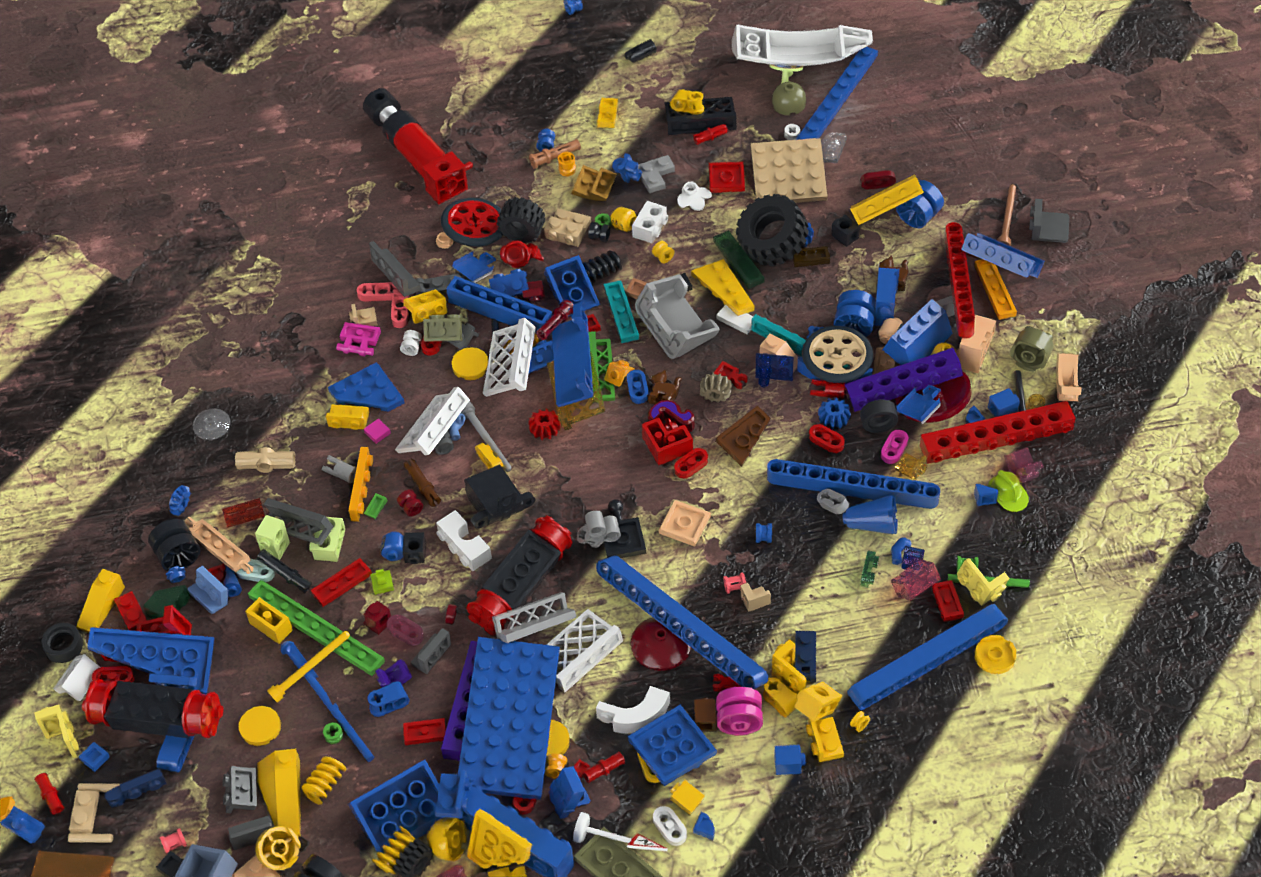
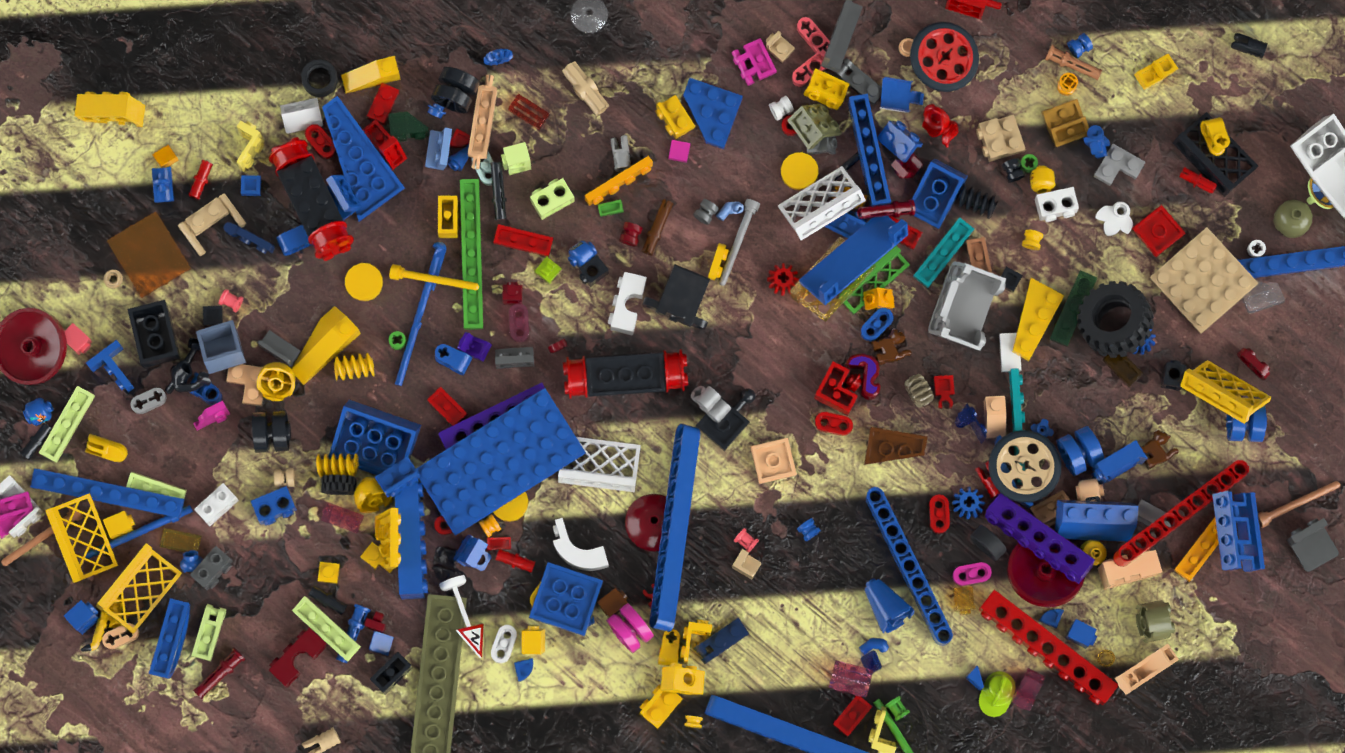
camera: 45 degrees right, 25 degrees up
(240, 789) = (303, 312): bracket -> none
(300, 518) = (548, 165): dark grey fence -> none
(434, 422) = (720, 199): white fence -> none
(521, 220) = (968, 99): black tyre -> none
(534, 625) = (592, 418): light grey fence -> none
(788, 759) = (621, 692): blue brick -> none
(832, 501) = (873, 563): light grey beam -> none
(868, 575) = (843, 632): clear green plate -> none
(920, 406) = (1021, 570): blue piece -> none
(1019, 390) = (1105, 639): black bar -> none

